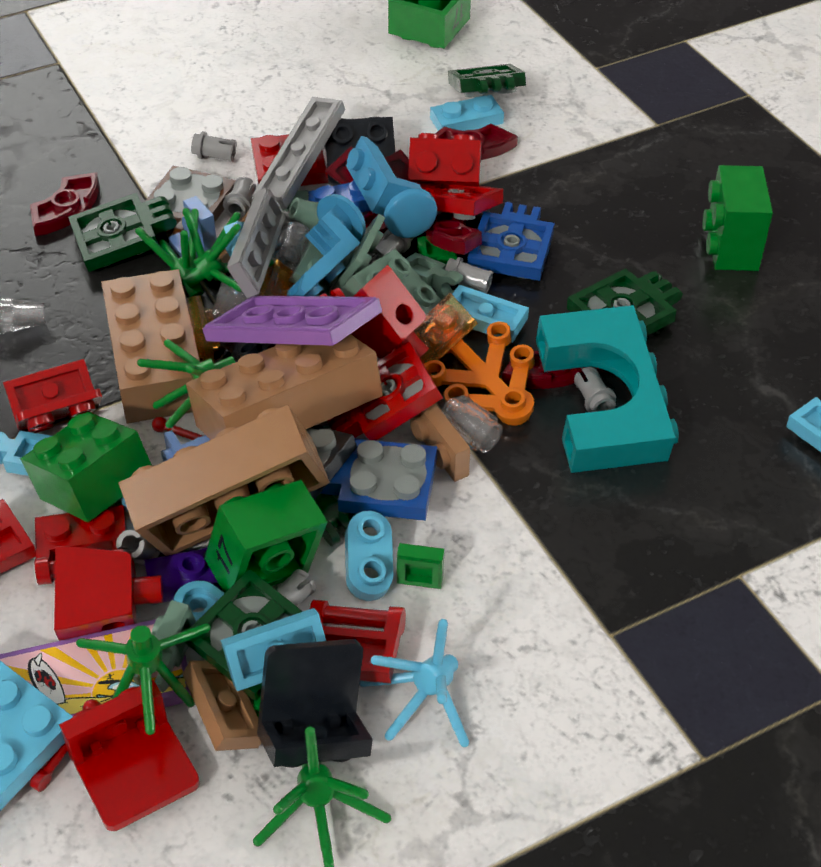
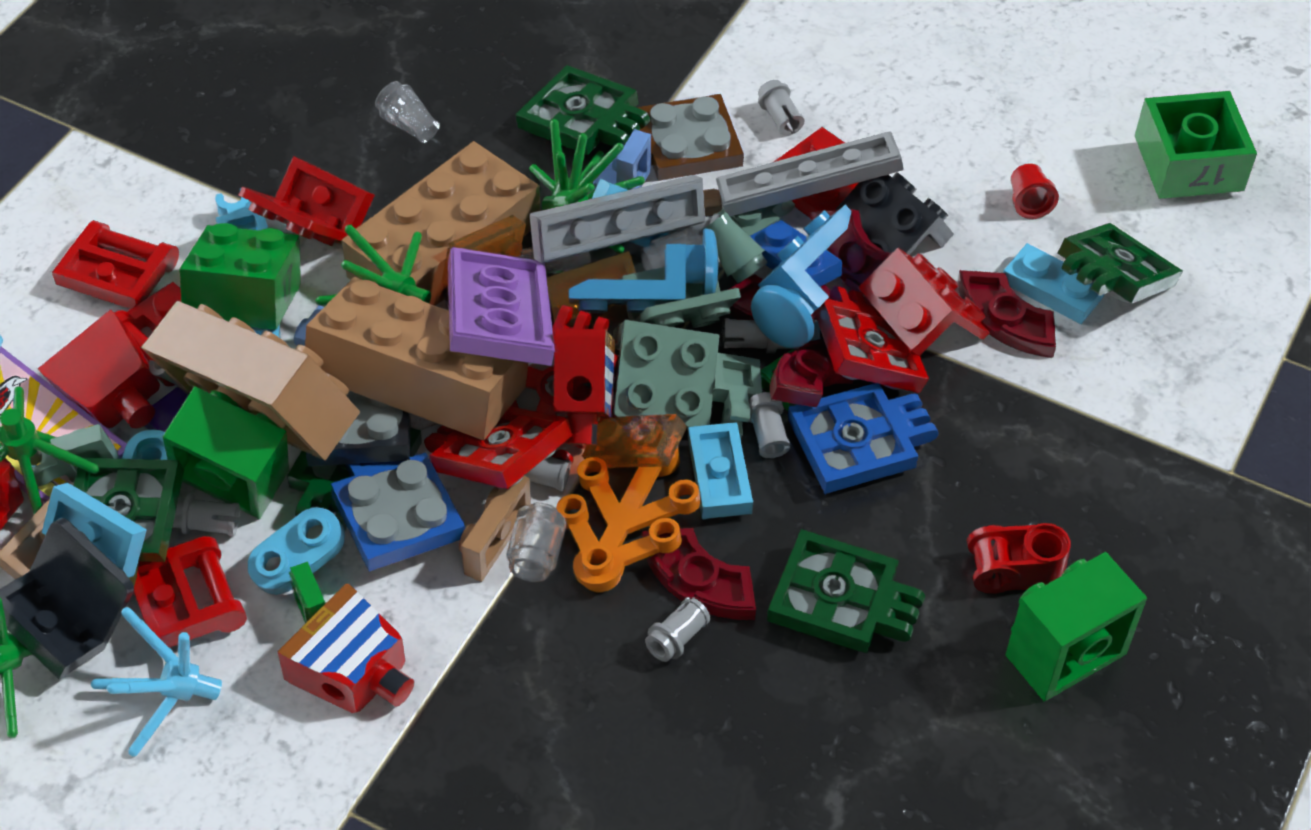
camera: 55 degrees right, 5 degrees up
(74, 196) = (599, 53): dark red tile -> none
(240, 197) = (711, 170): light grey pin -> none
(393, 85) = (1032, 192): none -> red piece
(488, 565) = (347, 655): none -> torso
(617, 343) = (646, 694): teal arch -> none
(660, 220) = (1016, 556): none -> red piece

